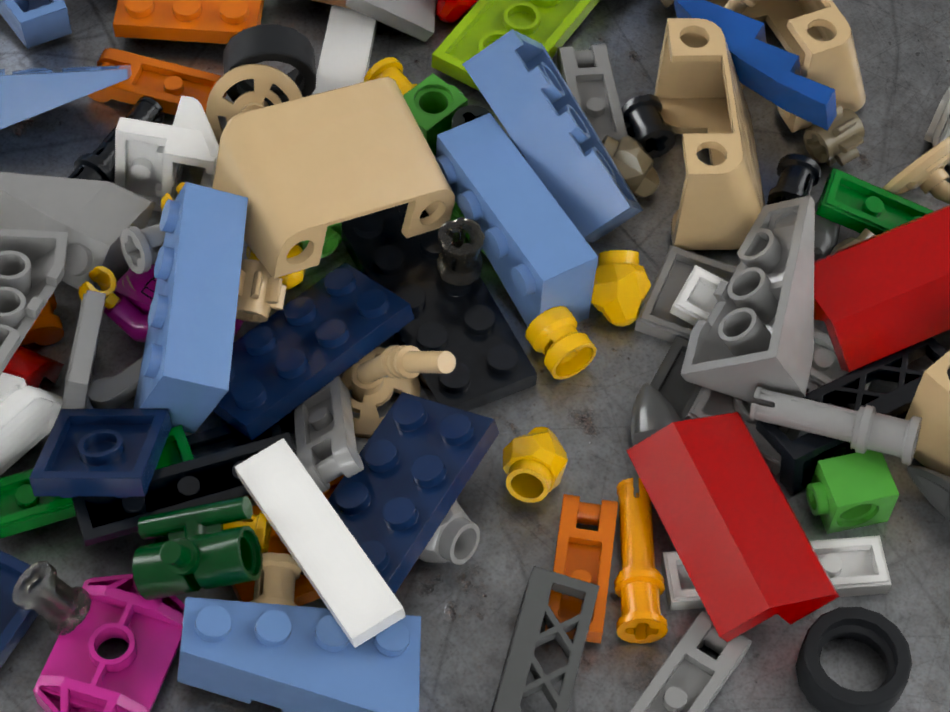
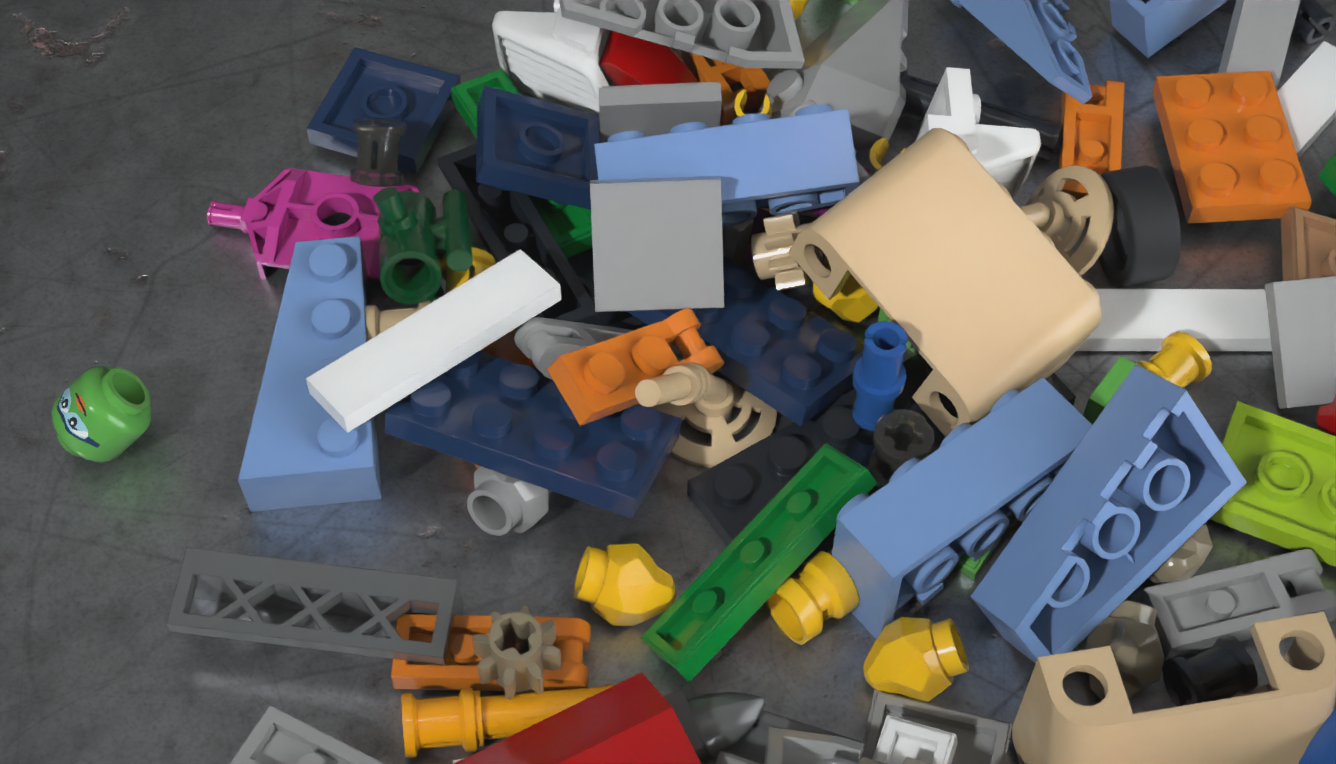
camera: 85 degrees right, 0 degrees up
(260, 358) = (657, 243): none -> light grey tile
(365, 402) = (606, 374): none -> orange plate
(405, 241) = (879, 373): none -> blue pin
(538, 362) = (756, 562): none -> green tile
(606, 527) = (517, 652): none -> dark tan gear

